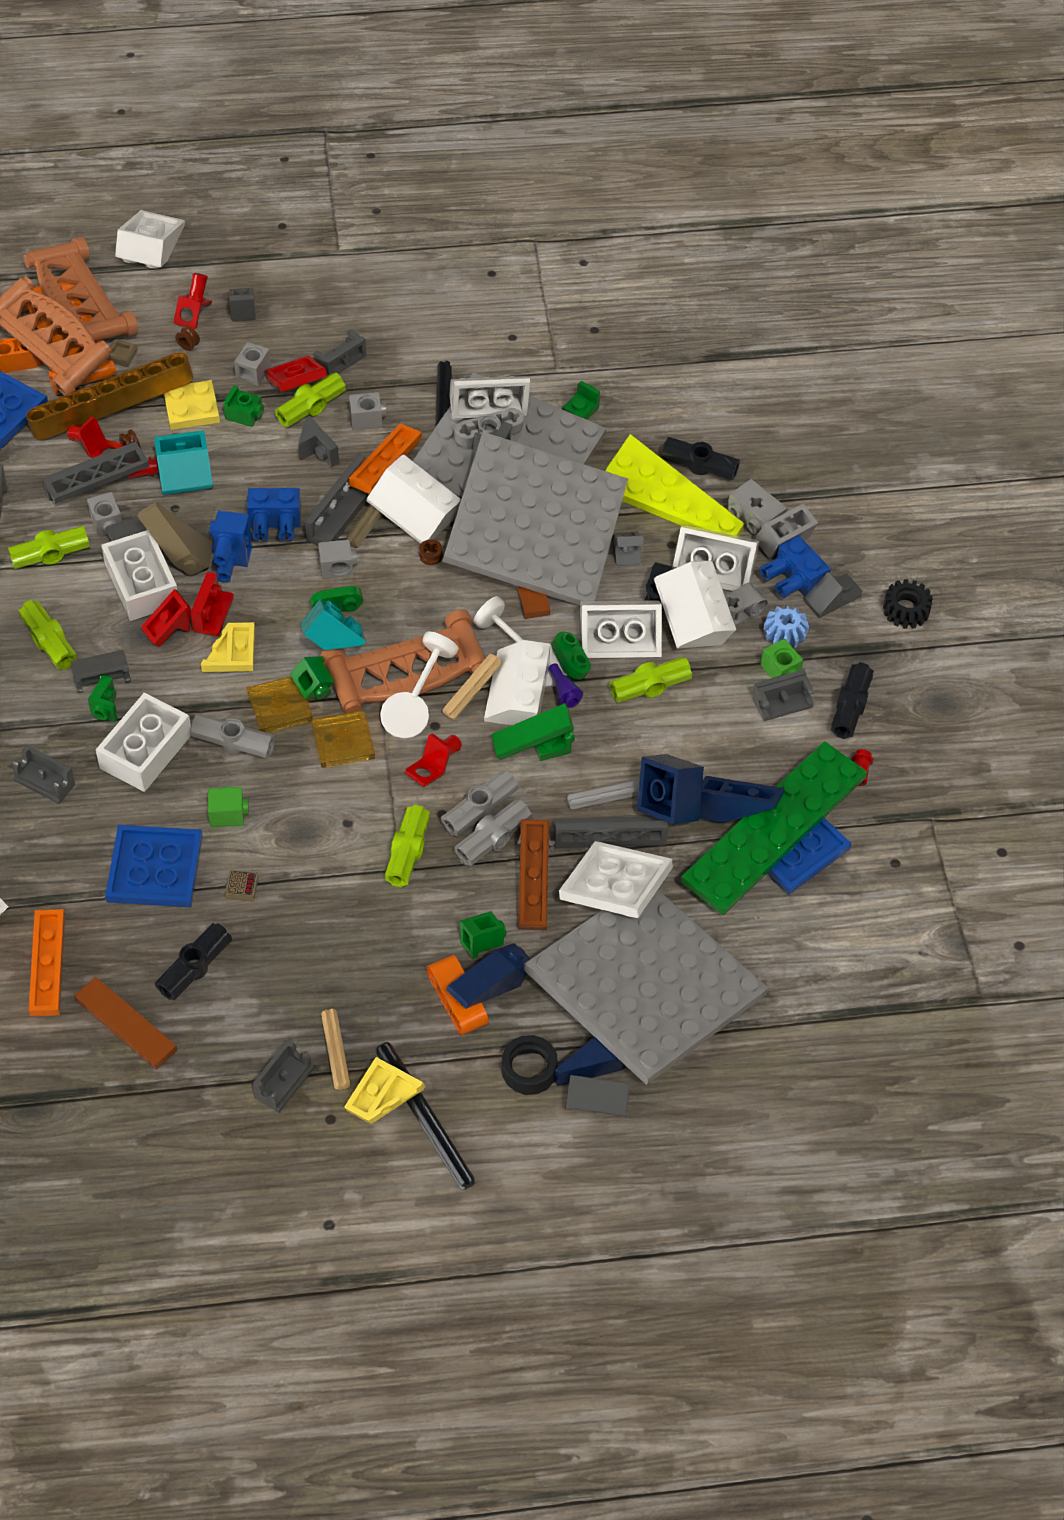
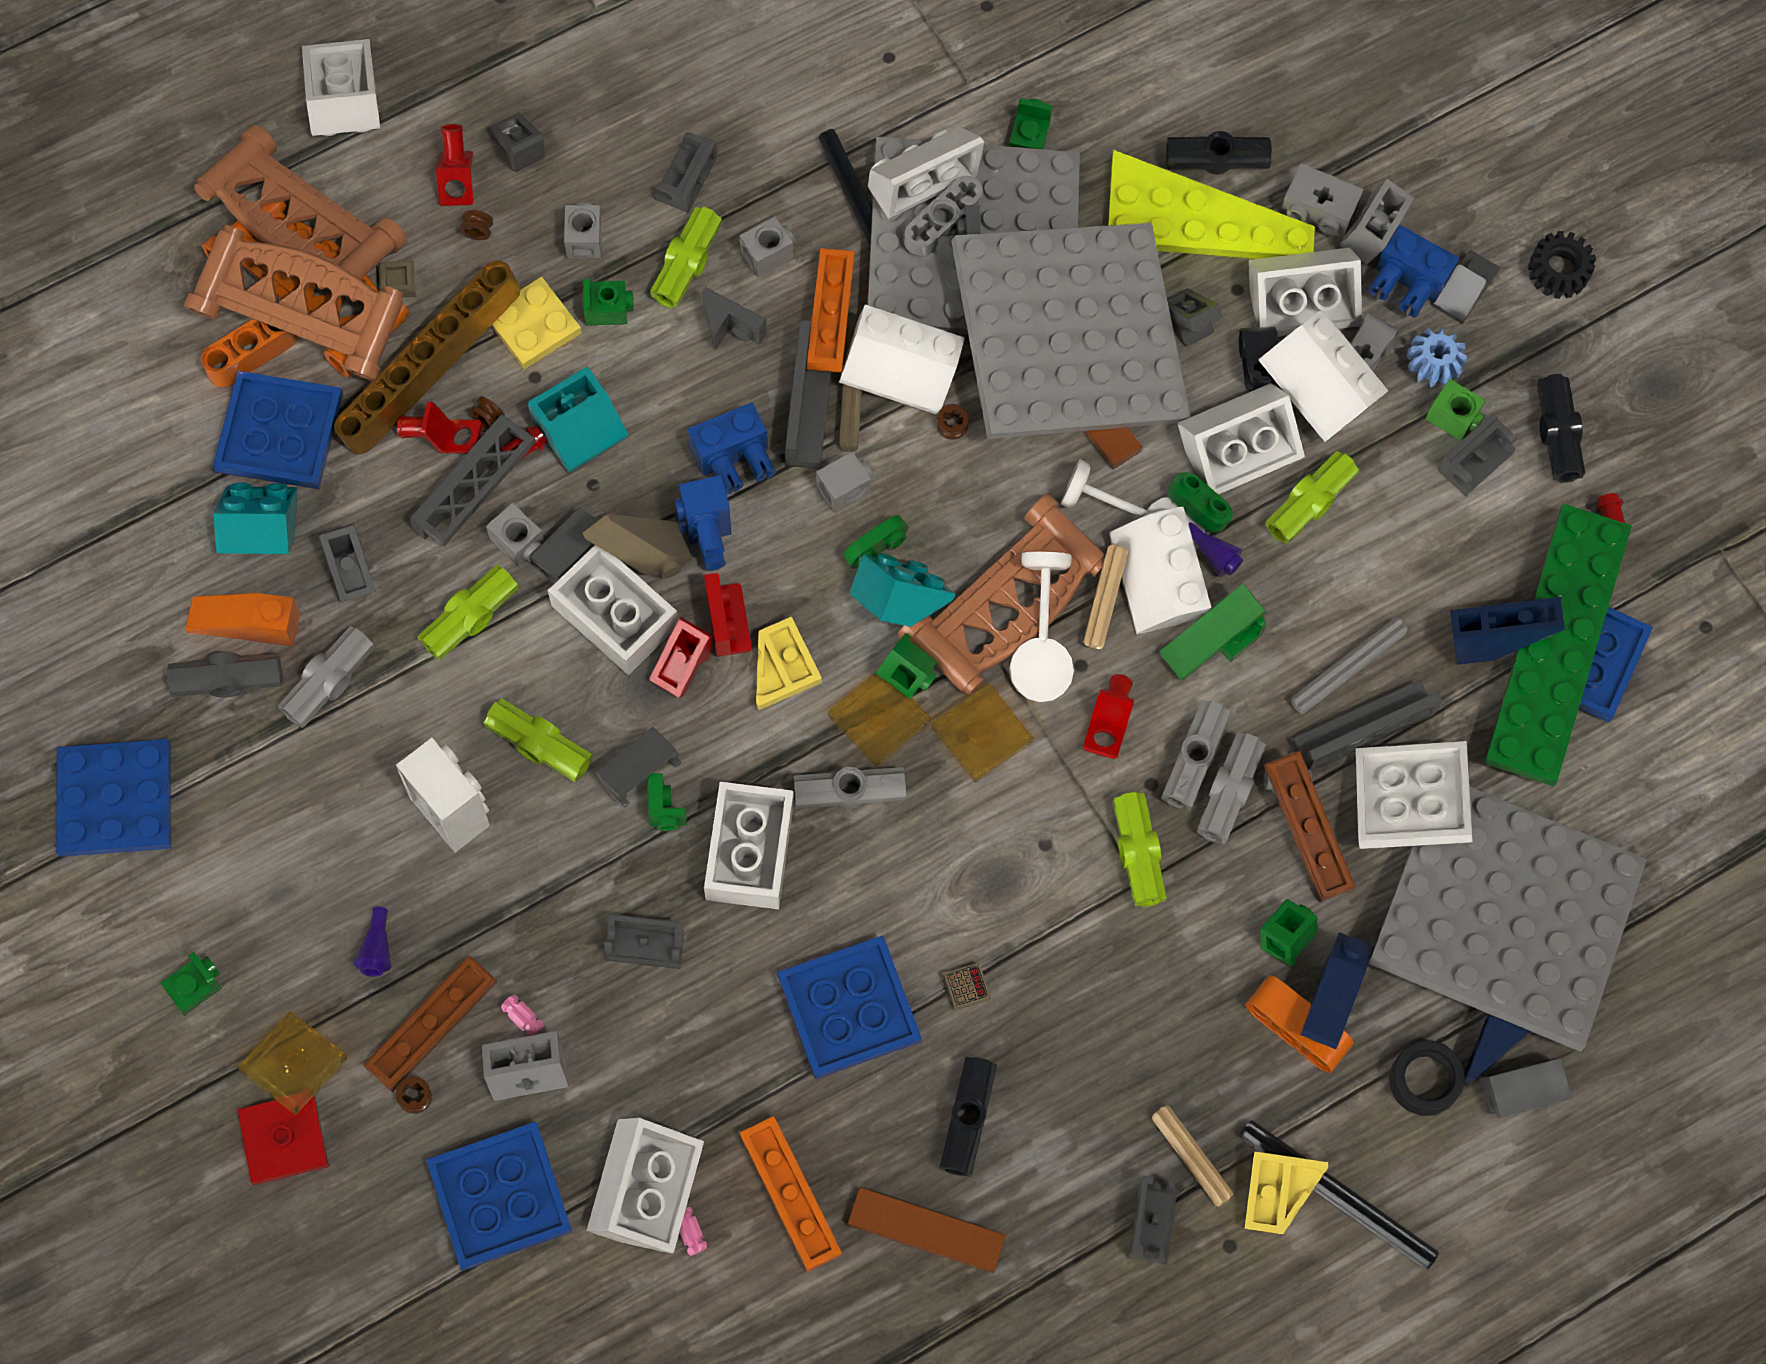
camera: 25 degrees left, 15 degrees up
(227, 806) = (895, 888): bright green brick -> none
(295, 373) = (648, 226): red plate -> none
(670, 788) = (1424, 650): dark blue brick -> none

